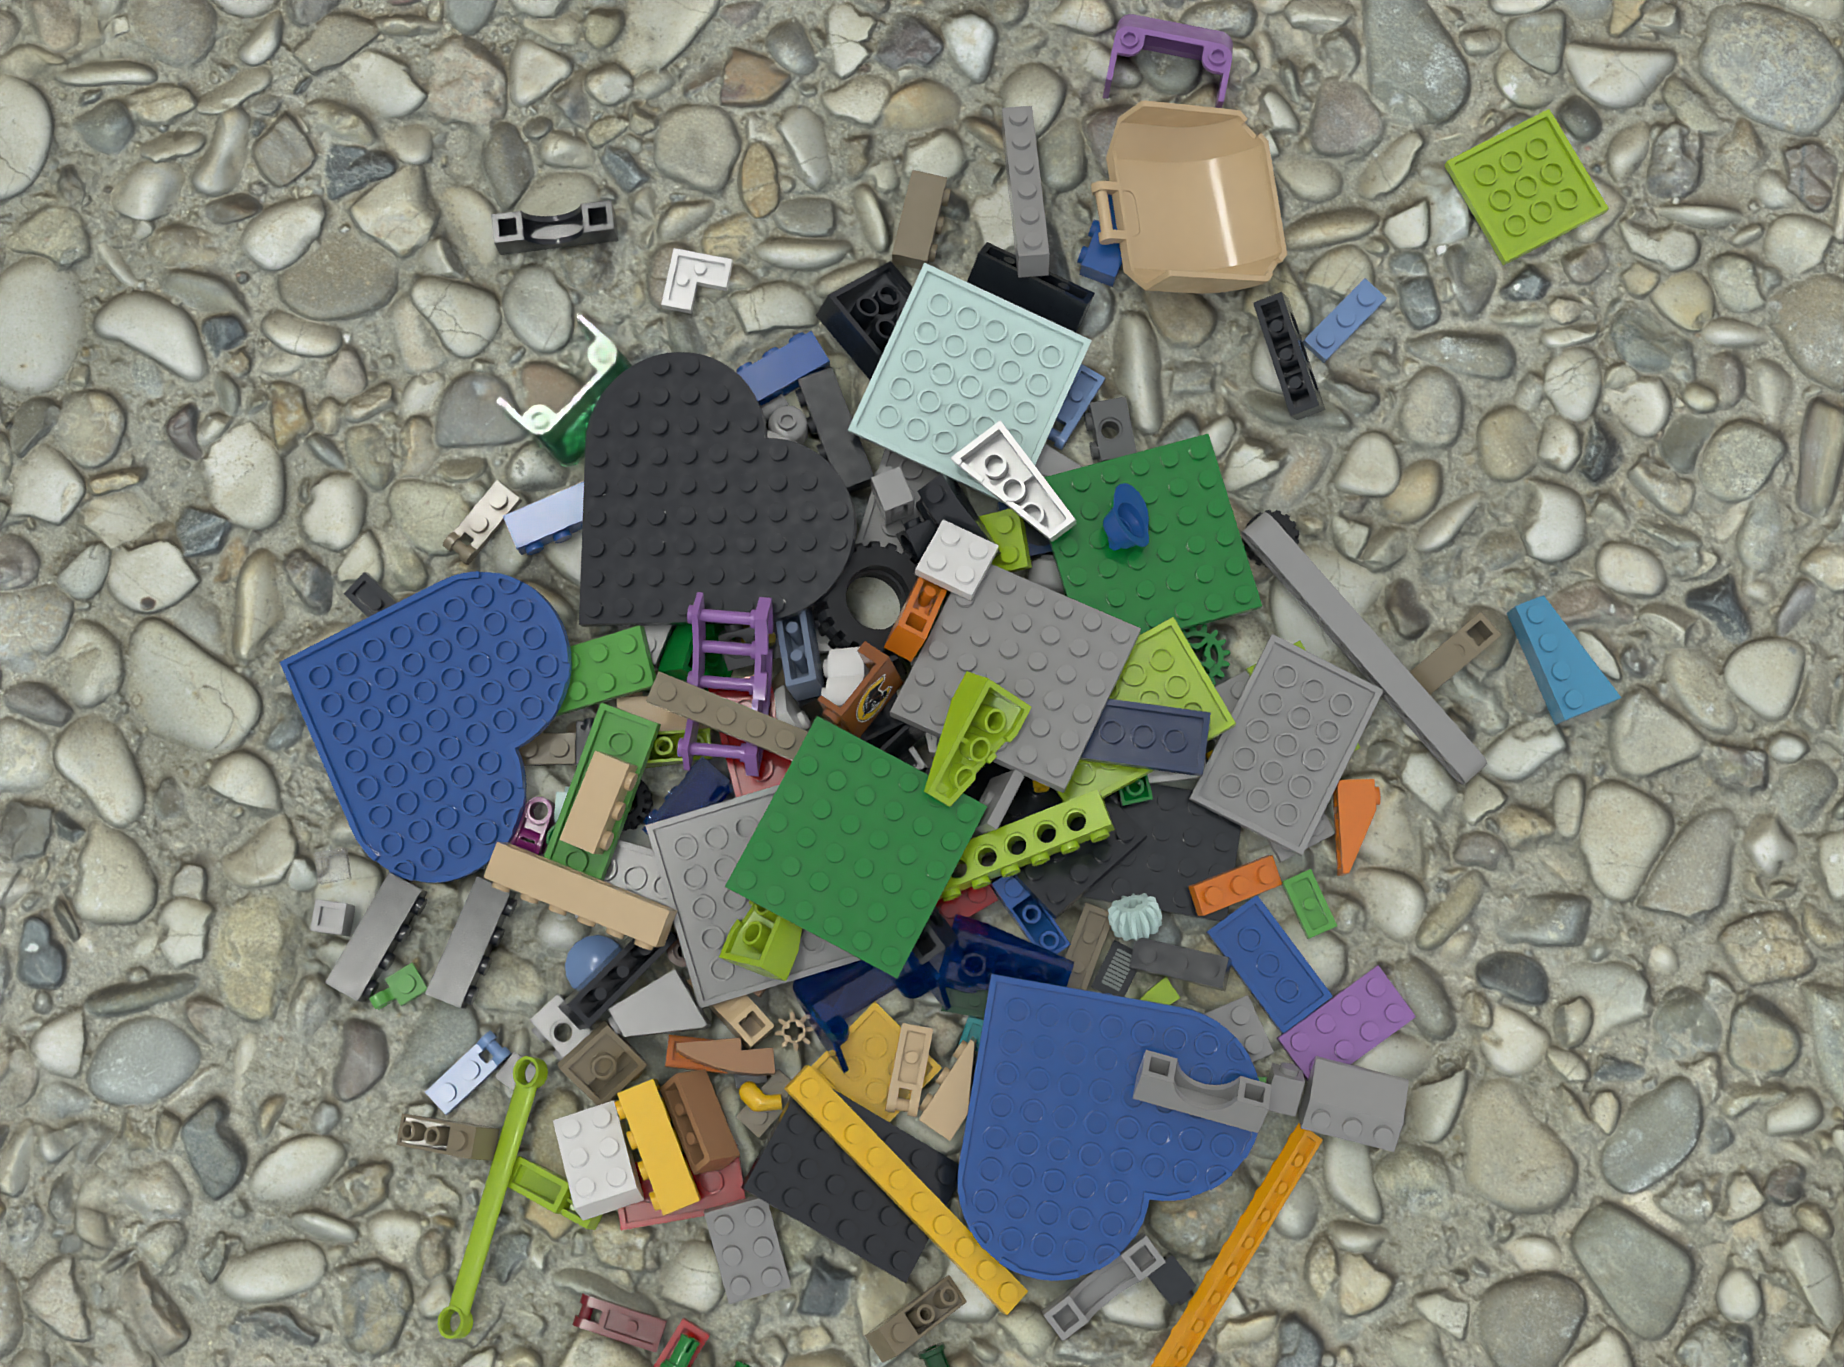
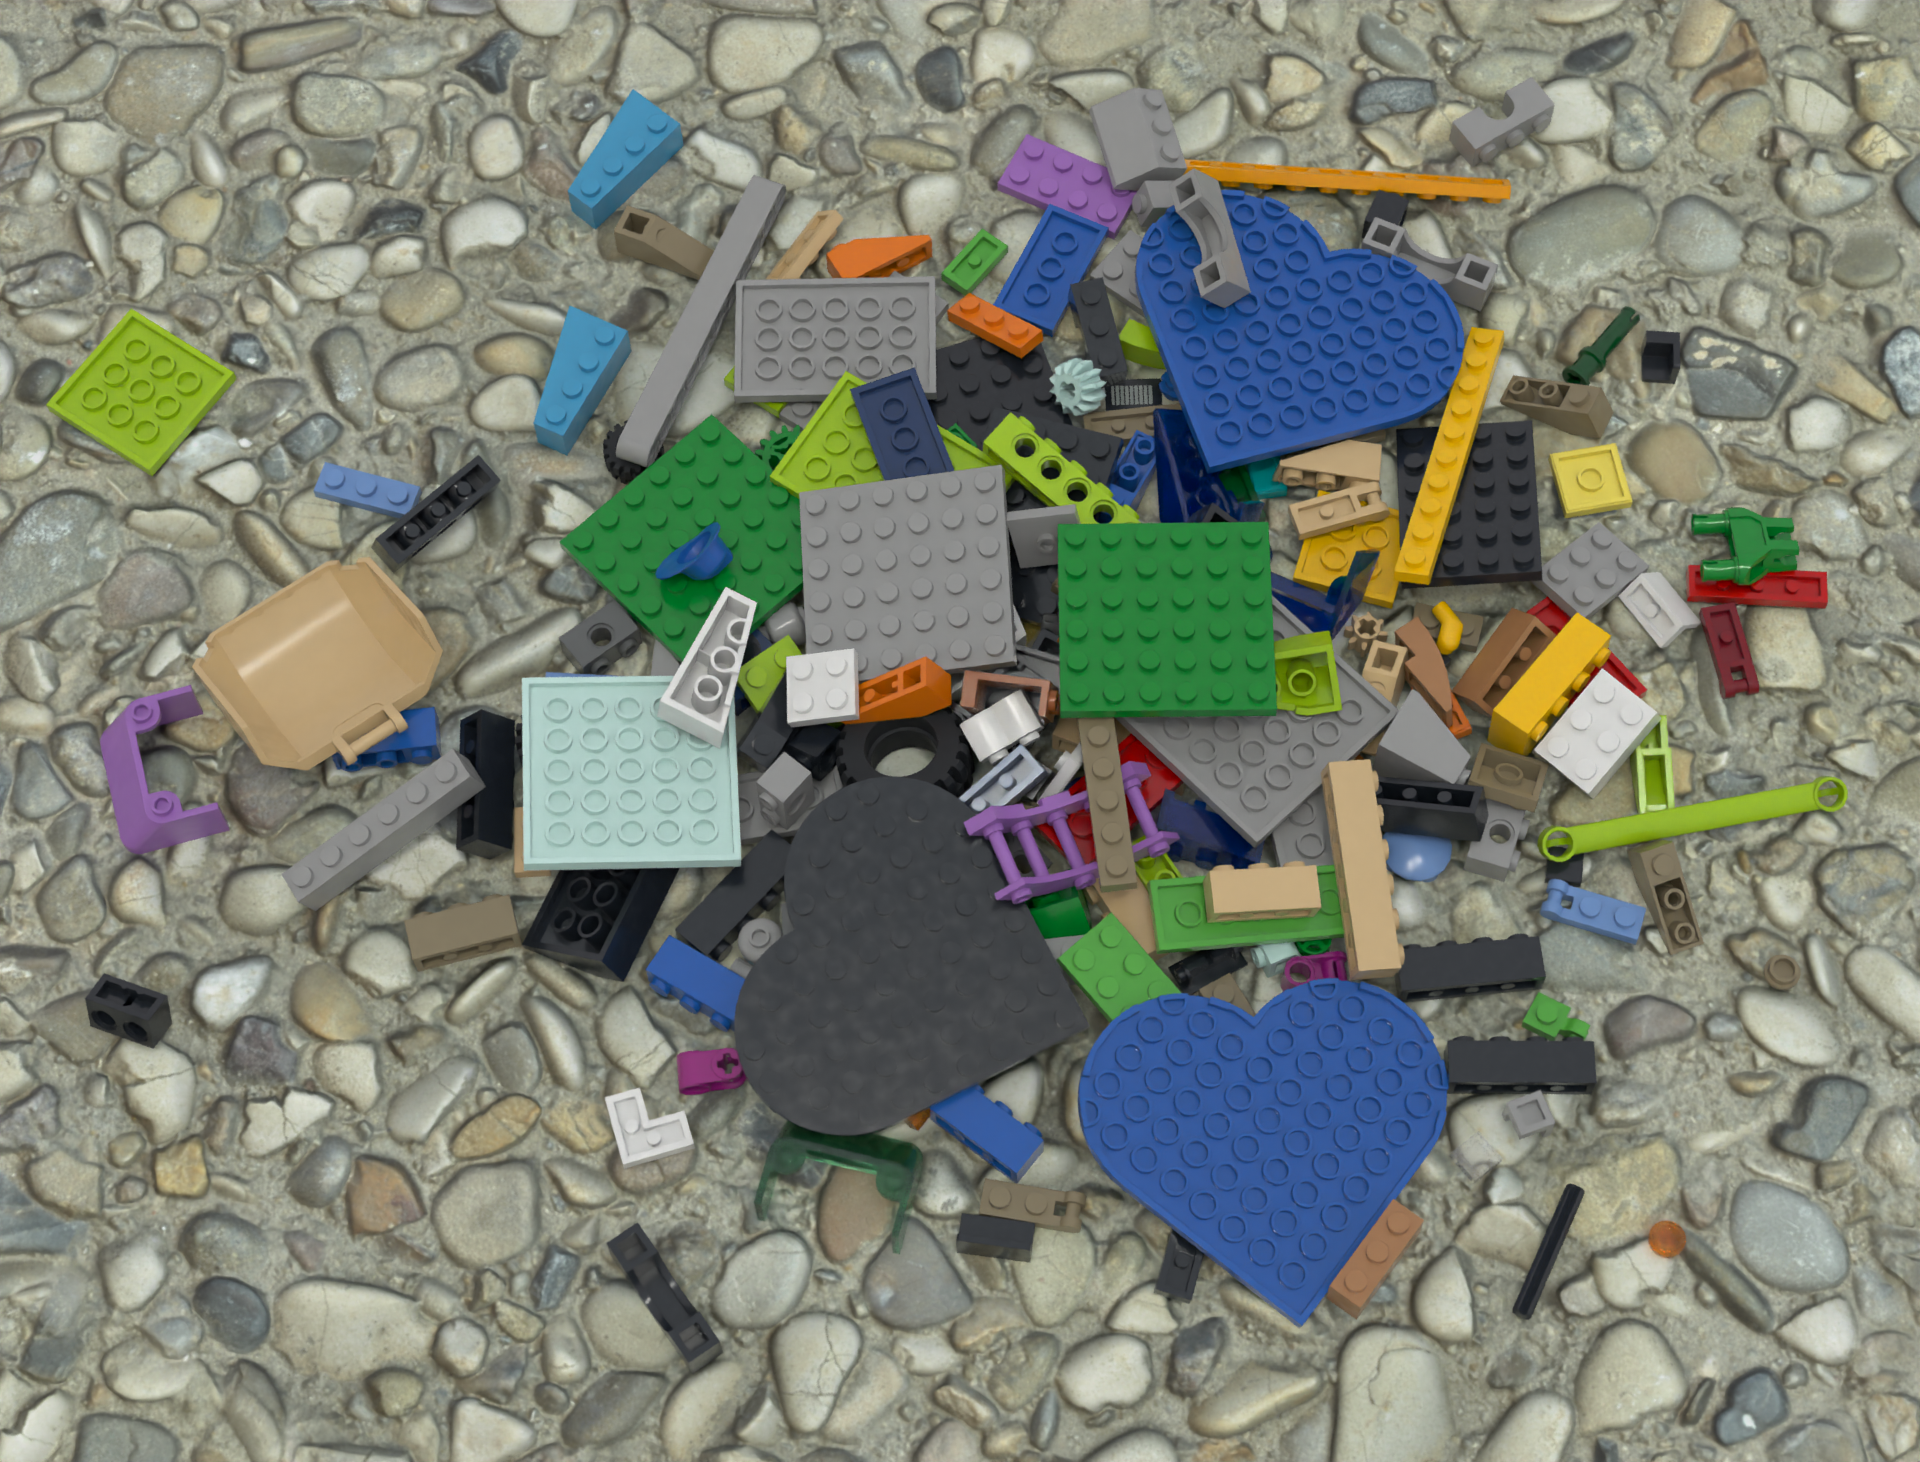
camera: 115 degrees left, 15 degrees down
(190, 969) = (1667, 1239): none -> clear orange plate
(232, 876) = (1548, 1251): none -> black axle
(294, 742) = (1374, 1259): none -> medium nougat brick
(337, 1190) = (1782, 972): none -> dark tan plate
(470, 481) = (995, 1237): none -> black panel
(687, 1289) = (1658, 608): none -> white panel
(714, 337) = (705, 1071): none -> magenta piece
(834, 1305) = (1590, 480): none -> light yellow tile
(975, 728) = (979, 565): lime wedge -> none
(1362, 526) = (579, 377): none -> dark azure wedge
(1392, 767) = (807, 245): none -> tan plate

